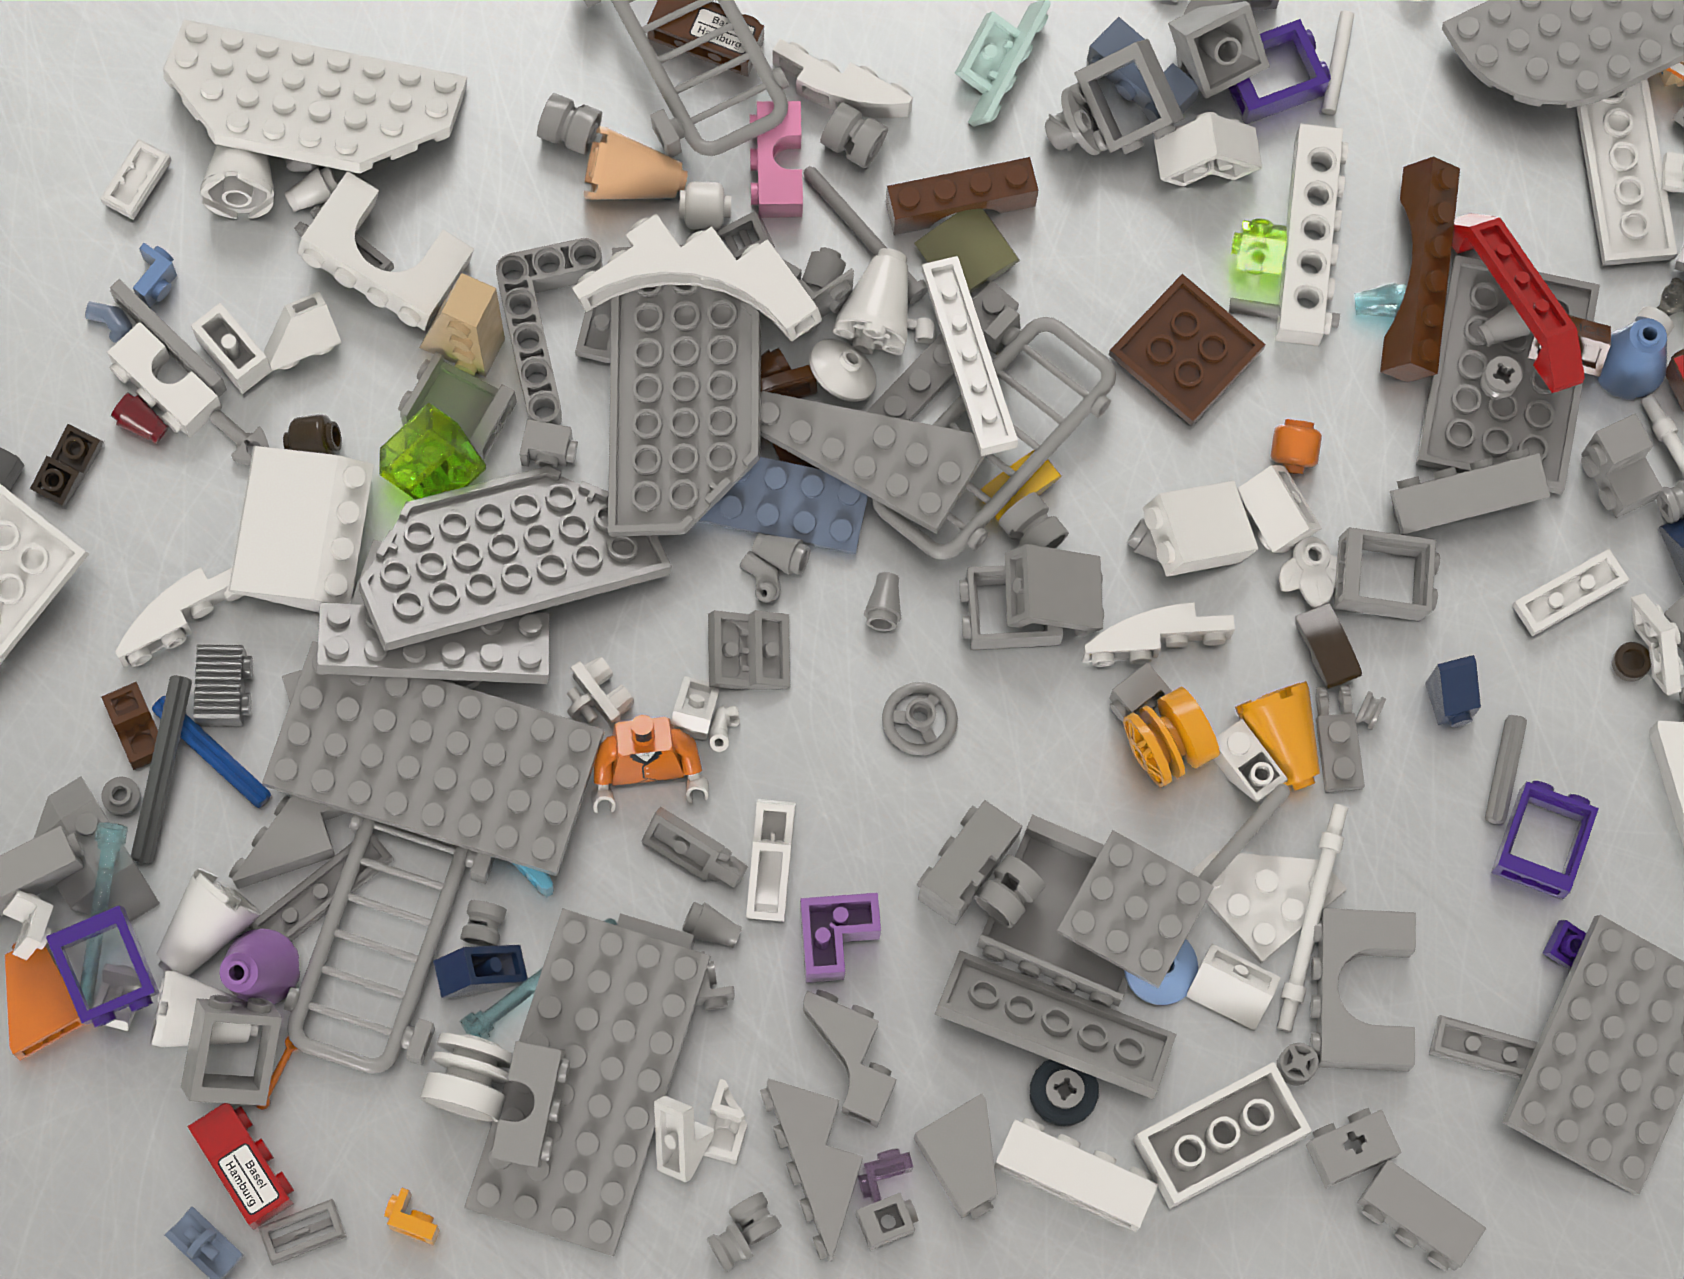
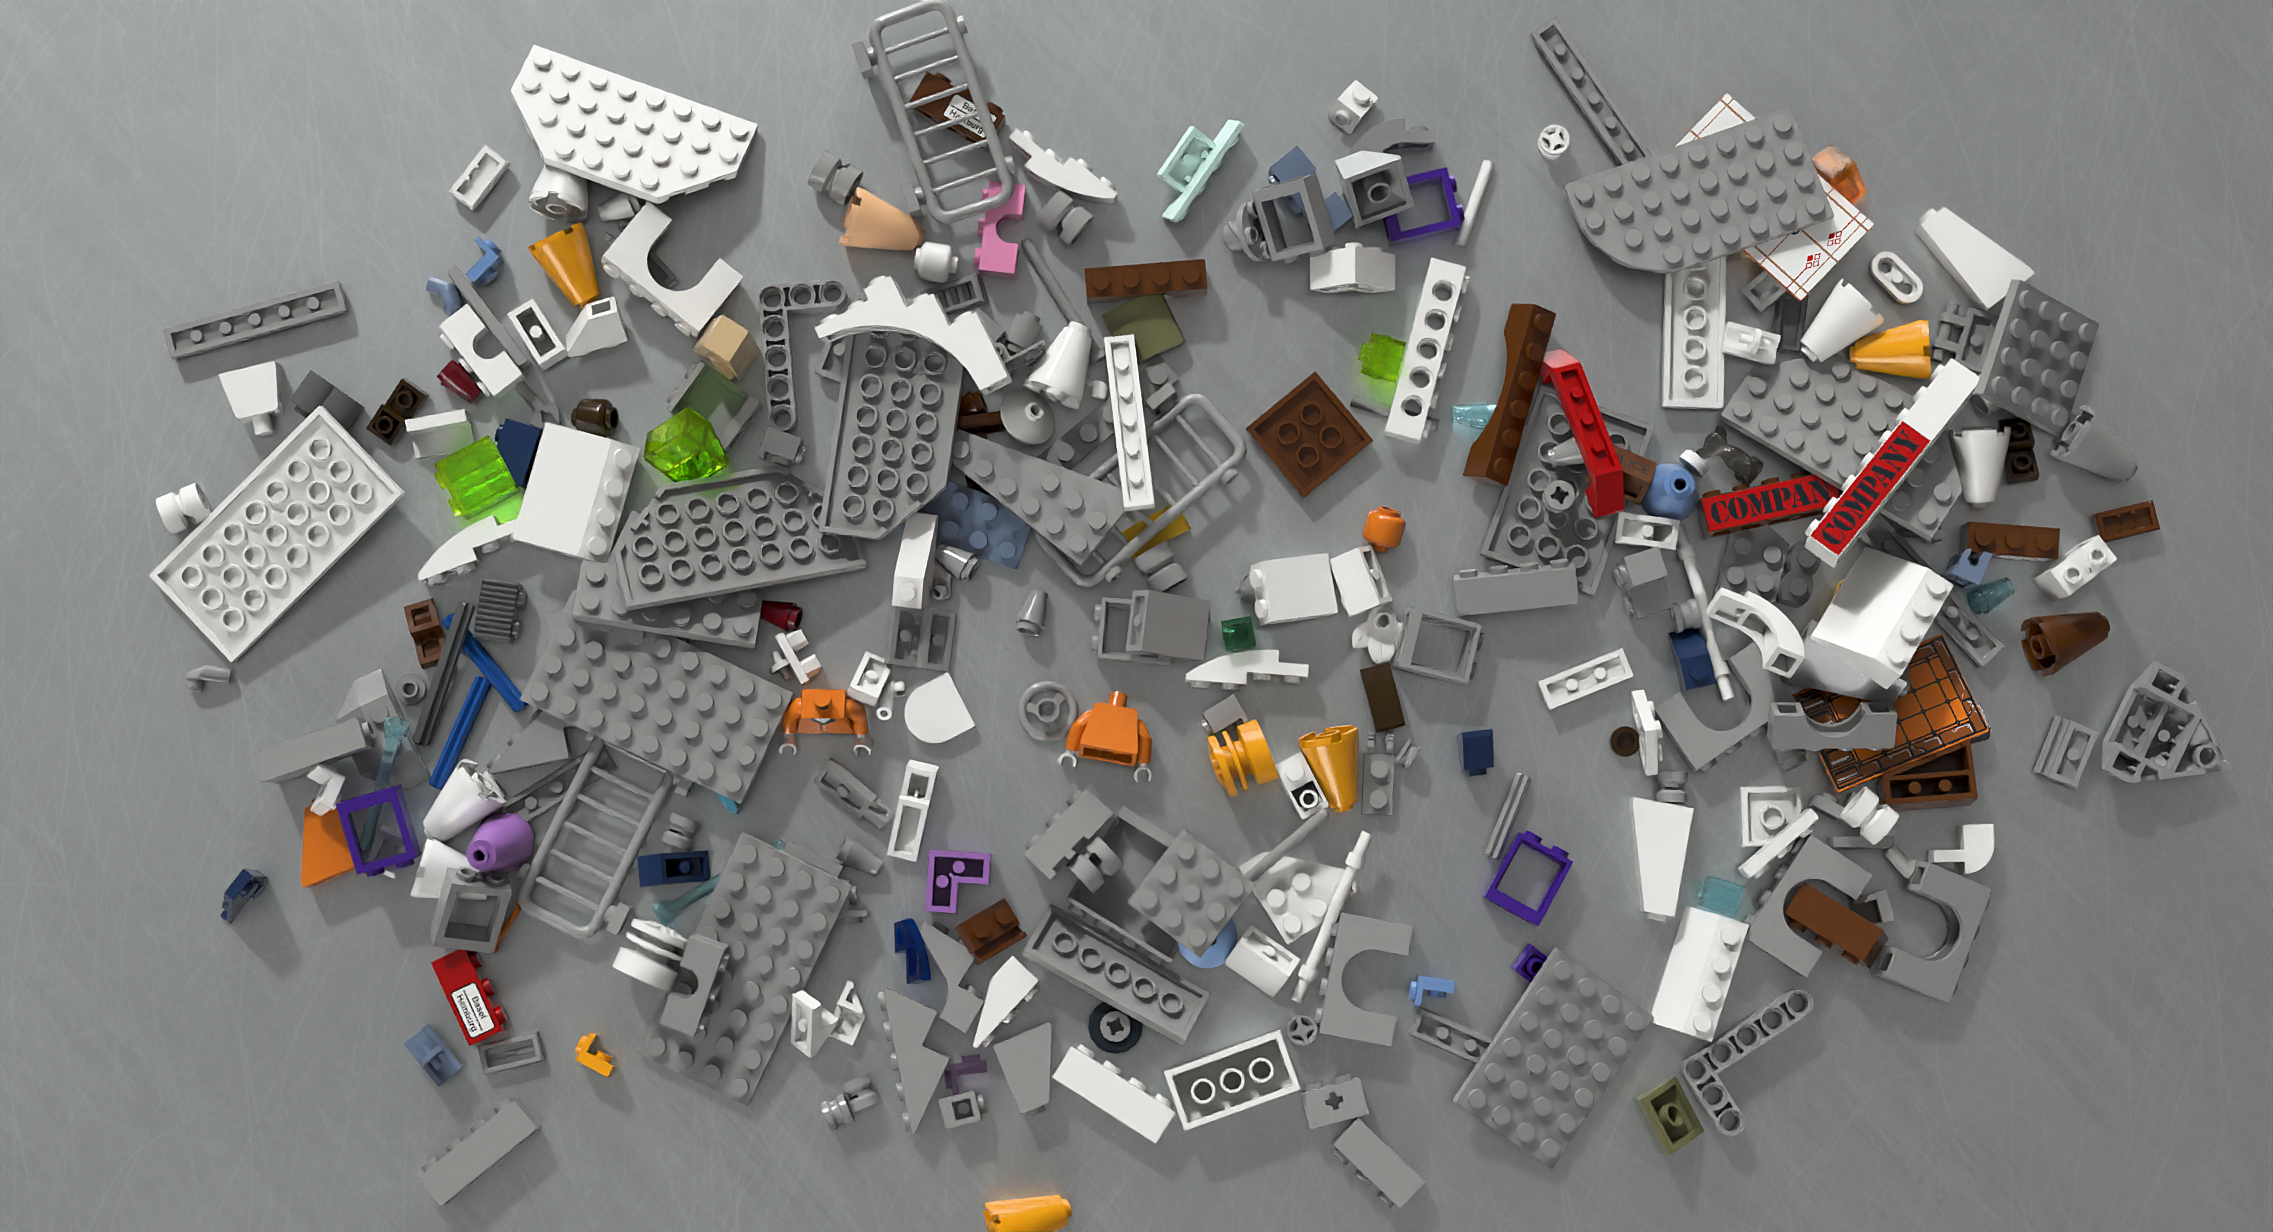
camera: 10 degrees right, 10 degrees up
(123, 483) = (440, 433): none -> white panel
(174, 528) = (475, 478): none -> clear neon green brick
(190, 840) = (460, 732): none -> blue axle
(222, 486) = (518, 448): none -> dark blue slope
(257, 260) = (569, 263): none -> light orange cone
(575, 643) = (782, 614): none -> dark red cone
(732, 555) = (916, 562): none -> white slope
(783, 736) = (937, 711): none -> white tile
(792, 1022) = (910, 942): none -> clear blue slope
(890, 992) = (990, 931): none -> reddish brown plate
(920, 1065) = (1005, 991): none -> white slope
(1004, 733) = (1111, 735): none -> orange torso
(1141, 589) = (1238, 634): none -> clear green brick
(1453, 985) = (1435, 986): none -> medium blue bracket
(1613, 403) = (1647, 531): none -> white slope

